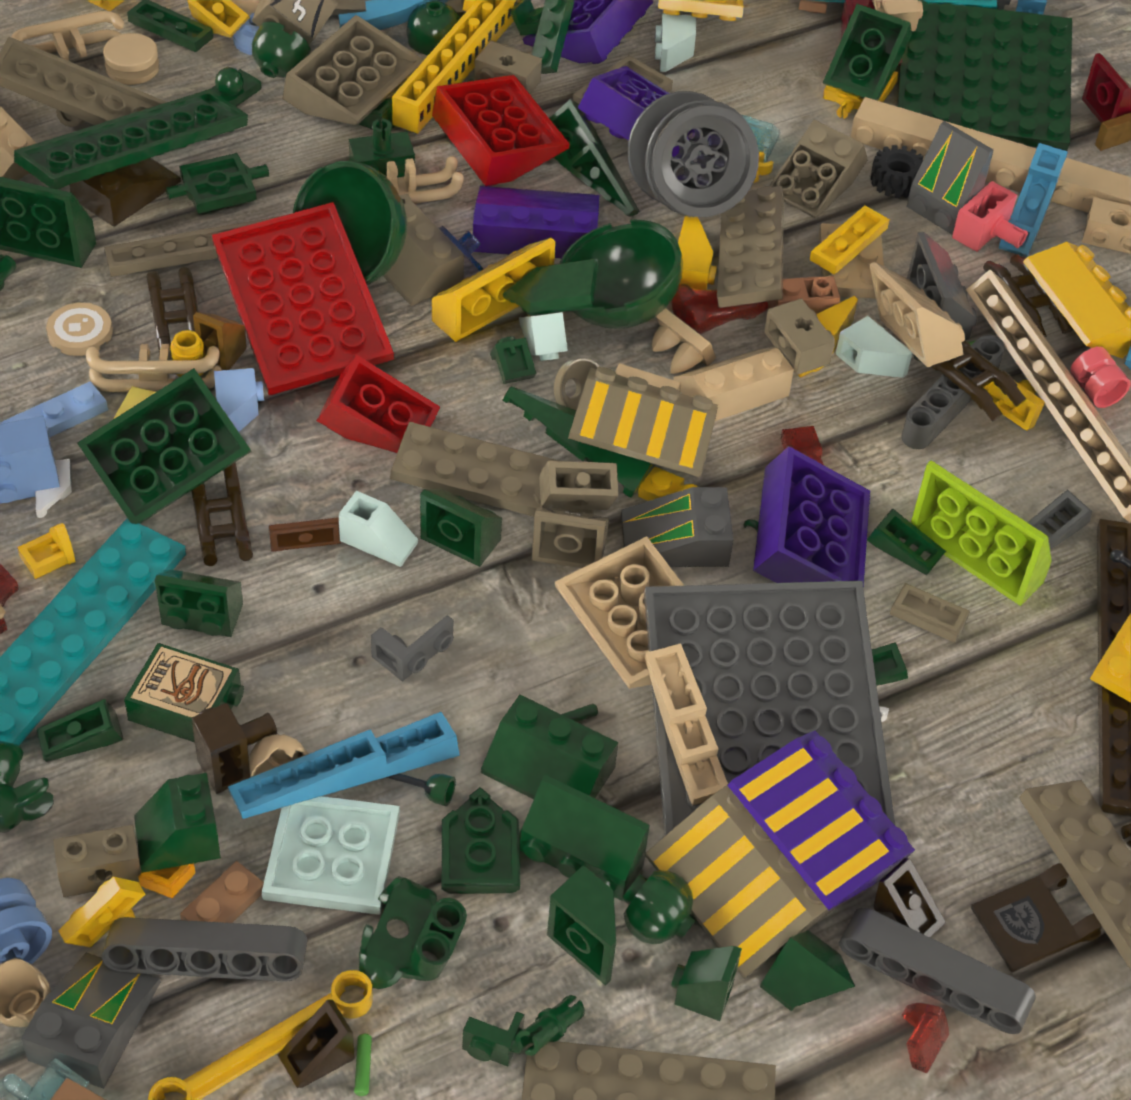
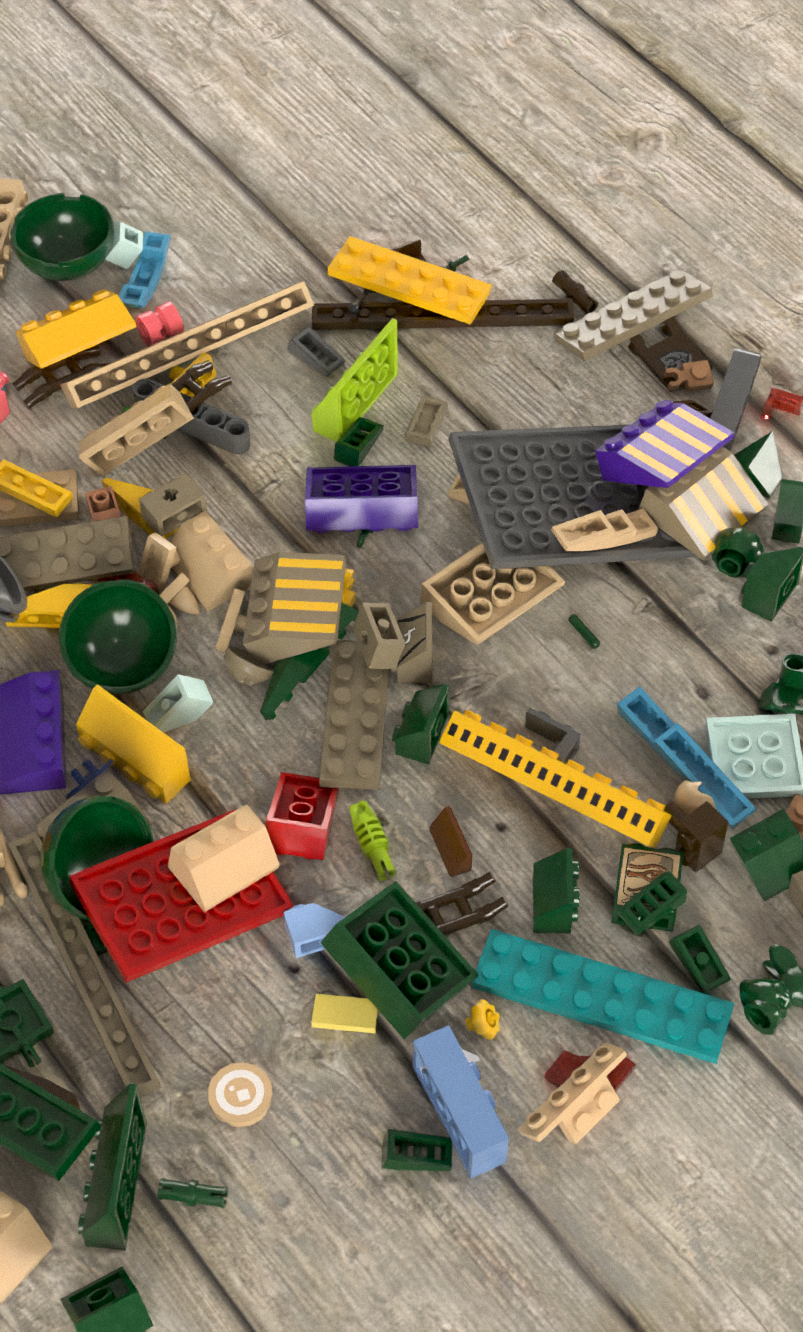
camera: 95 degrees left, 5 degrees up
(47, 551) = (521, 1038): yellow tile -> none
(67, 409) = (359, 1083): light blue plate -> none
(77, 517) = (483, 1020): none -> yellow piece
(151, 693) = (663, 886): none -> dark green slope
(152, 374) = (284, 957): tan piece -> none
(159, 296) = (191, 1029): dark brown piece -> none
(187, 346) = (271, 976): yellow brick -> none
(222, 333) = (244, 954): pearl gold slope -> none
(324, 321) = (224, 858): none -> tan slope
(337, 463) = (372, 838): none -> lime hinge
(341, 624) = (555, 778): none -> yellow brick
(375, 529) = (443, 786): light aqua slope -> none
(438, 787) = (678, 700): dark green hinge -> none
(480, 848) = (716, 668): dark green tile -> none
(513, 359) = (215, 722): dark green bracket -> none
(543, 742) = (632, 633): dark green slope -> none
(555, 288) = (146, 680): dark green tile -> none
(578, 830) = (704, 597): dark green slope -> none
(684, 527) = (385, 572): dark grey slope -> none
(729, 329) = (158, 559): none -> tan tile
(803, 440) = (271, 514): clear red plate -> none
(873, 350) = (152, 468): light aqua slope -> none
(938, 277) = (62, 432): dark grey slope -> none
(989, 933) = (693, 375): none -> medium nougat plate

